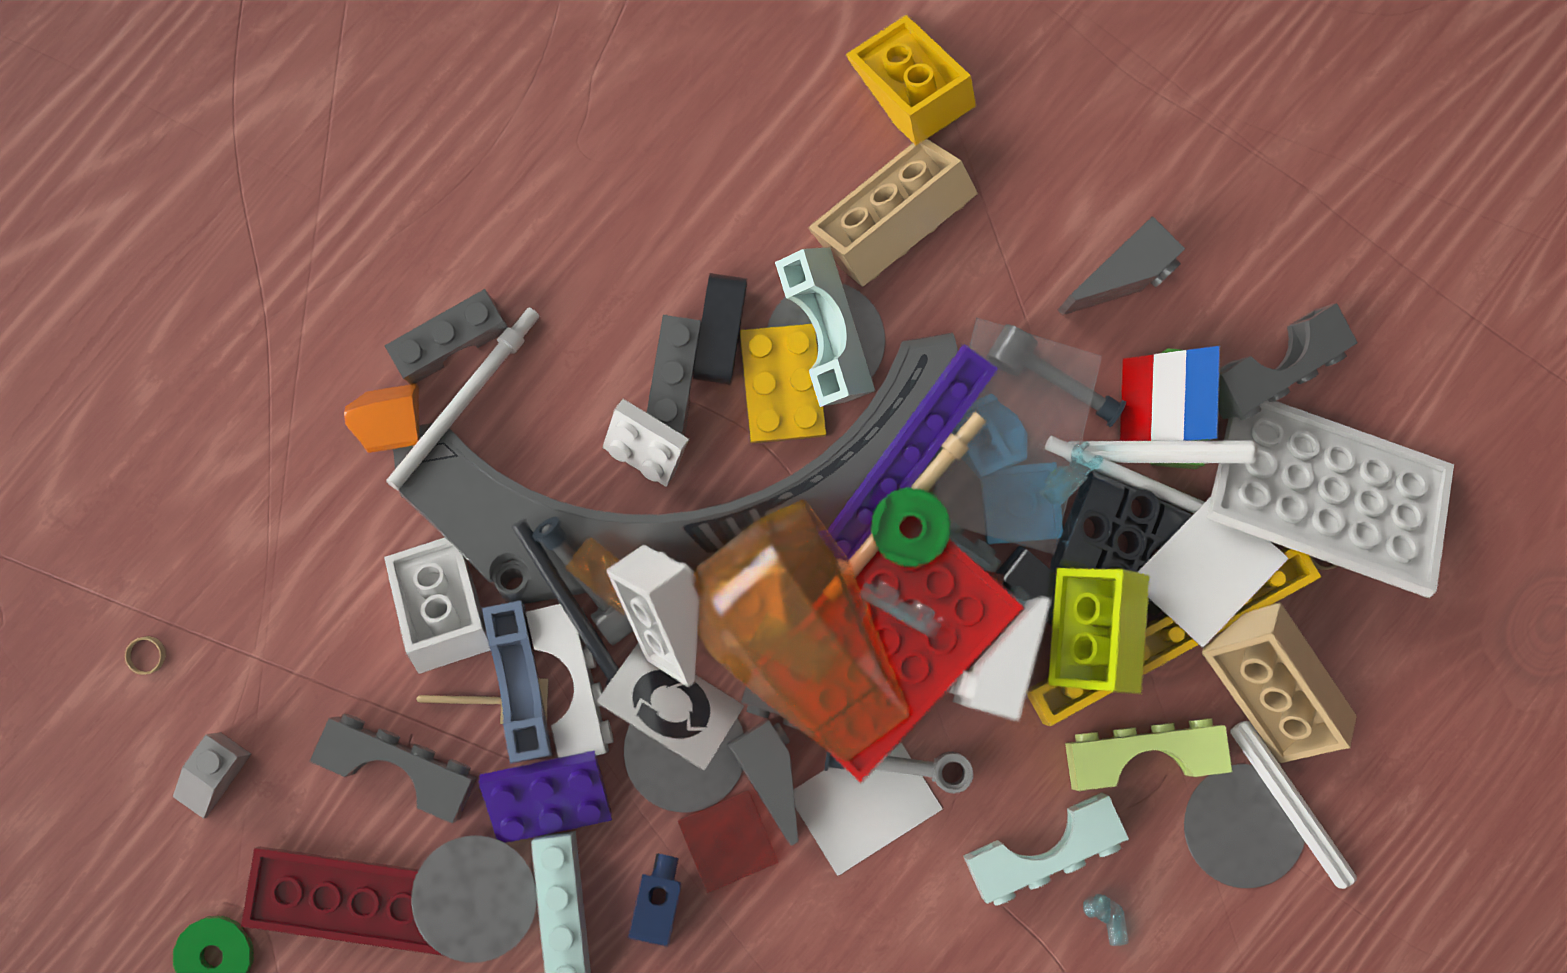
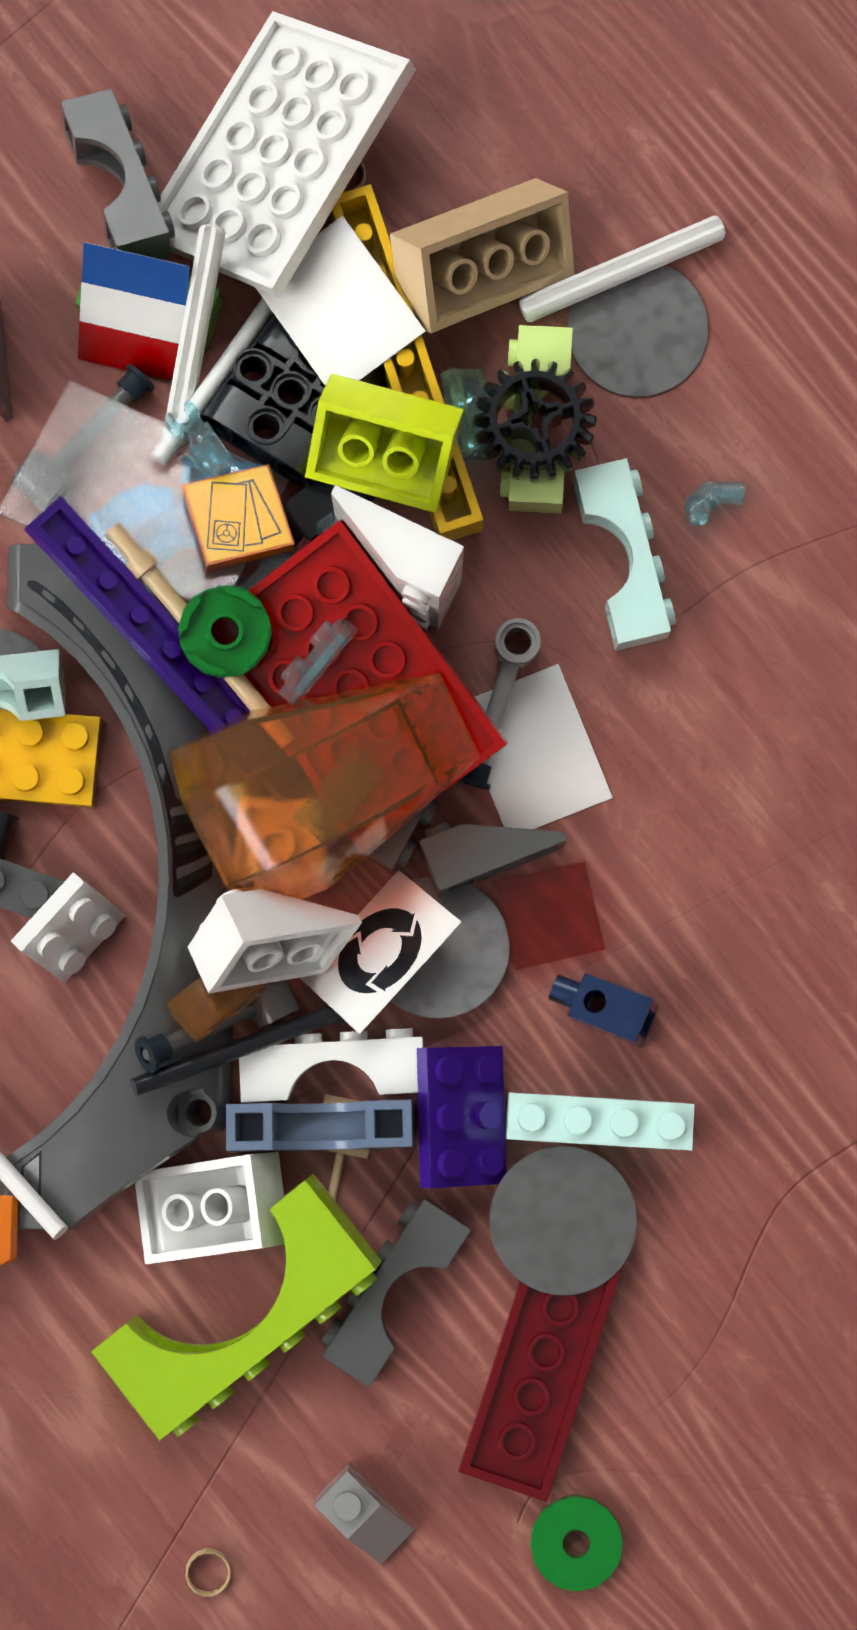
camera: 75 degrees left, 0 degrees up
(293, 602) = (175, 1379): none -> lime arch
(1012, 518) = (237, 517): none -> yellow tile
(1153, 770) = (553, 414): none -> black gear
(1158, 690) = (461, 391): none -> clear light blue plate

